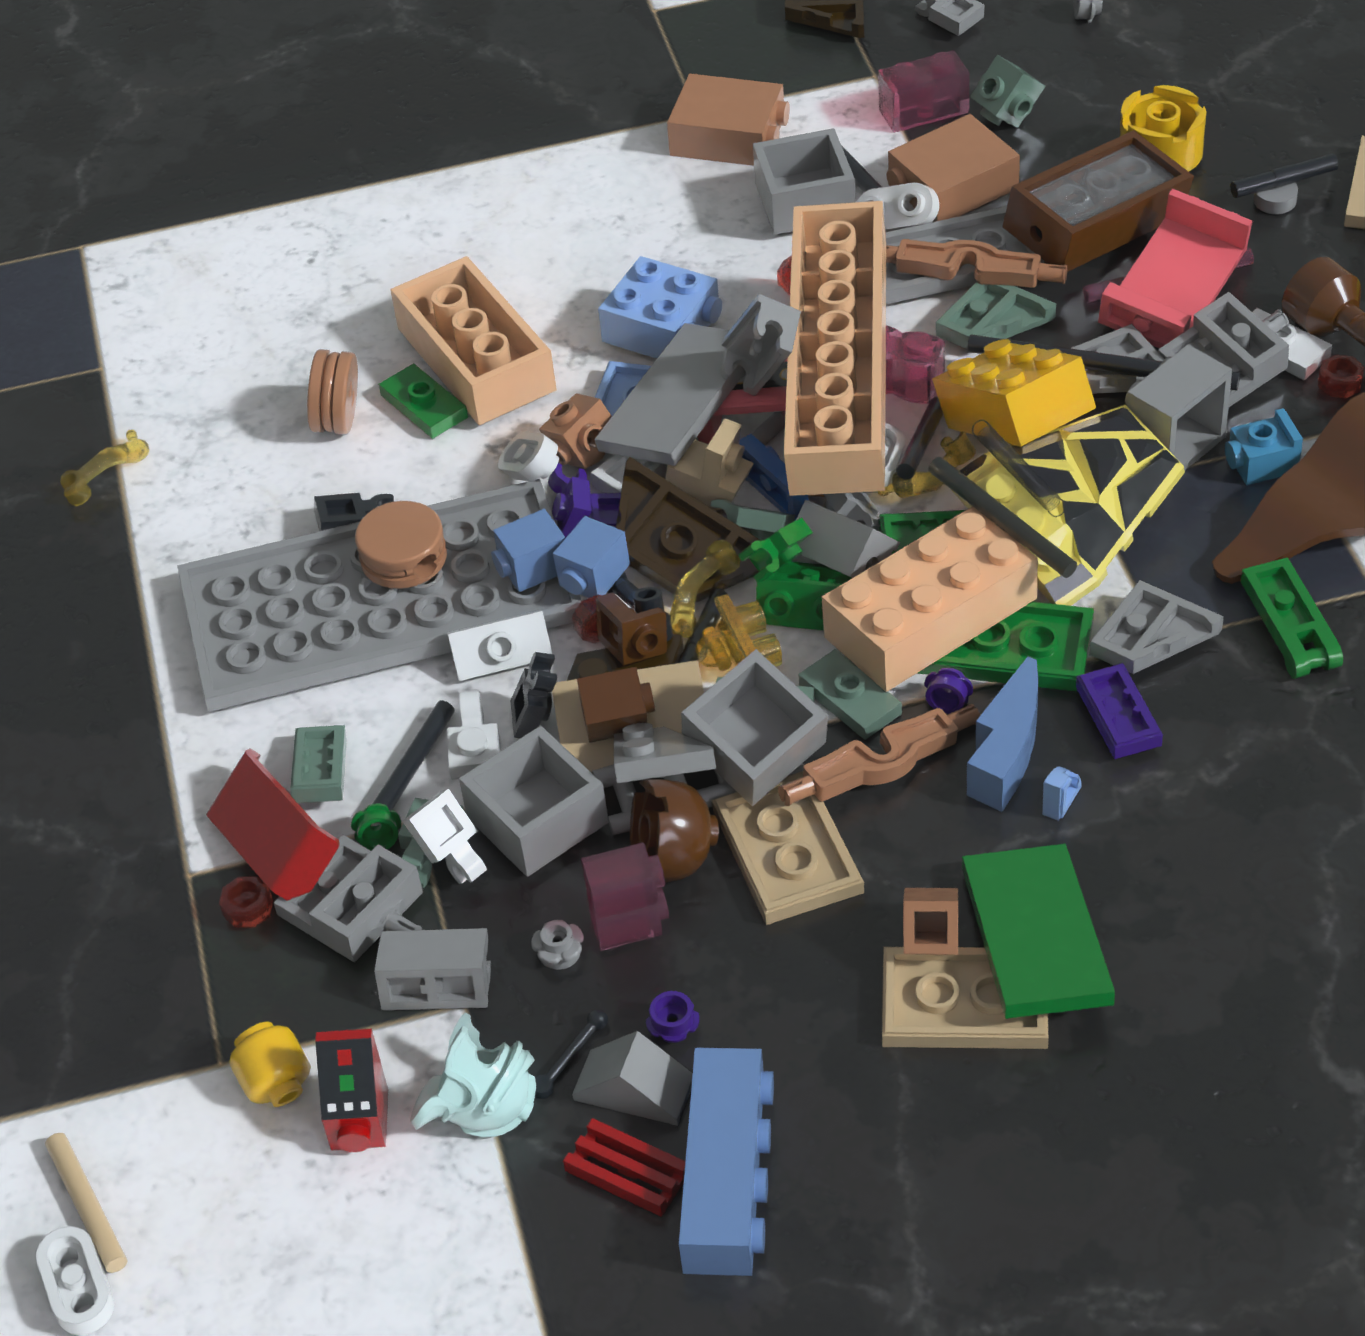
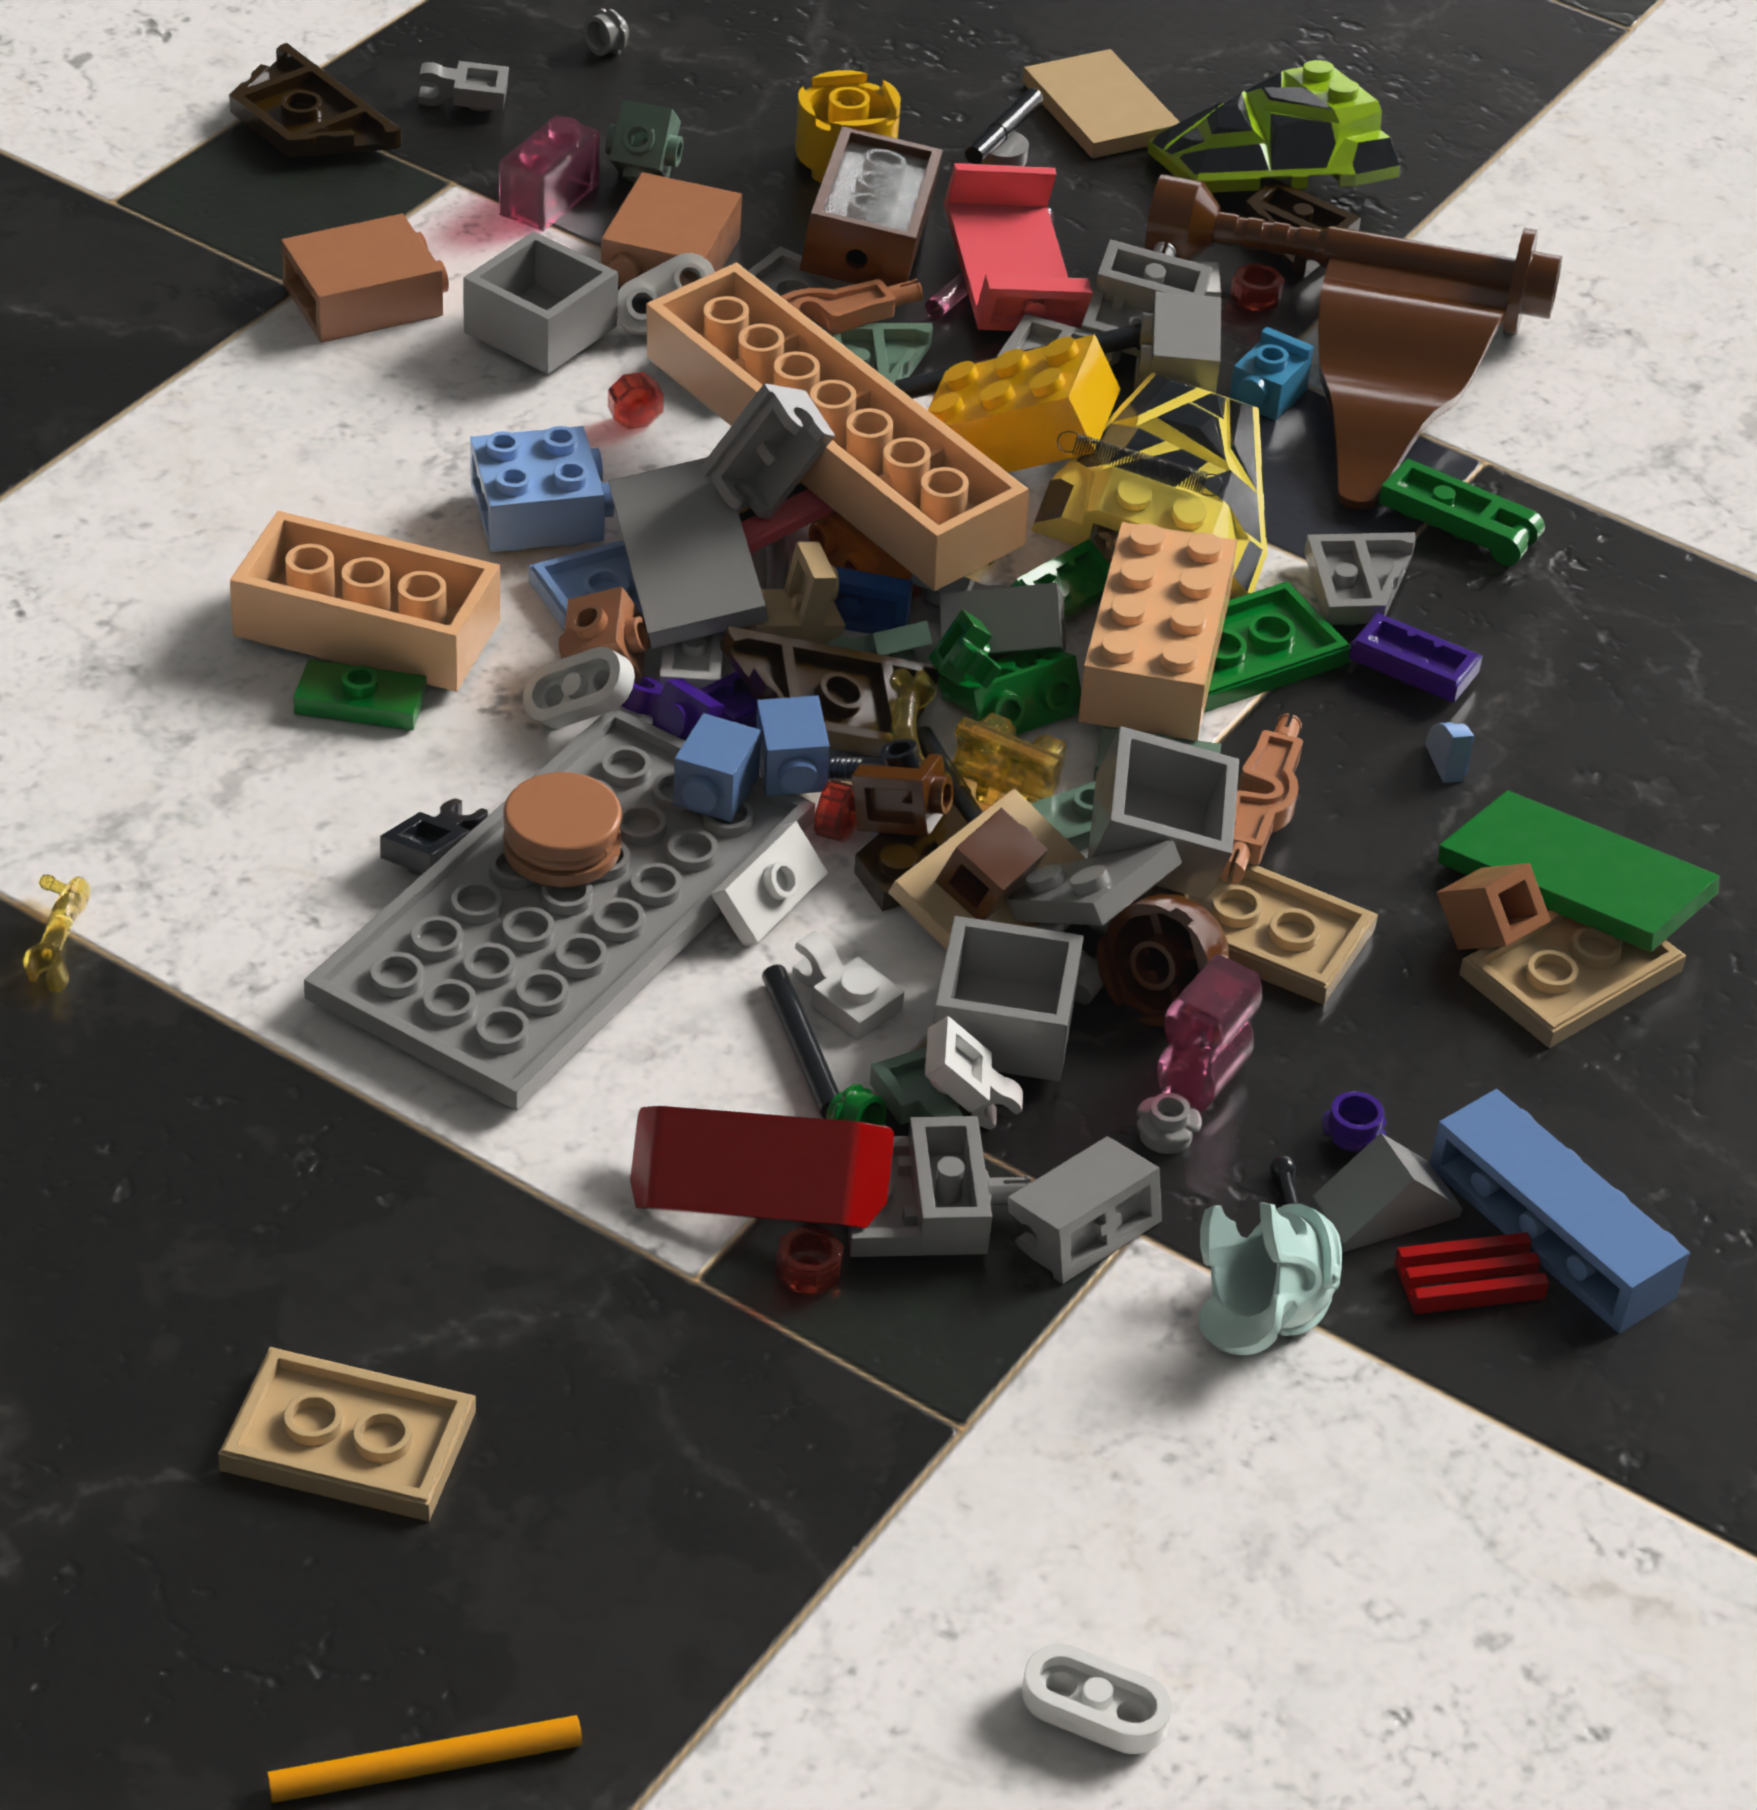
camera: 50 degrees left, 5 degrees down
(86, 1203) = (983, 1623): tan bar -> none
(269, 1064) = (1042, 1384): yellow head -> none
(318, 764) = (712, 1082): sand green plate -> none
(332, 391) = (272, 719): nougat head -> none
(351, 1090) = (1171, 1349): slope -> none
(532, 696) = (873, 910): black plate -> none
(947, 689) = (1247, 712): dark purple plate -> none
(1003, 517) = (1166, 516): pearl dark grey bar -> none
(1005, 739) = (1356, 724): medium blue slope -> none

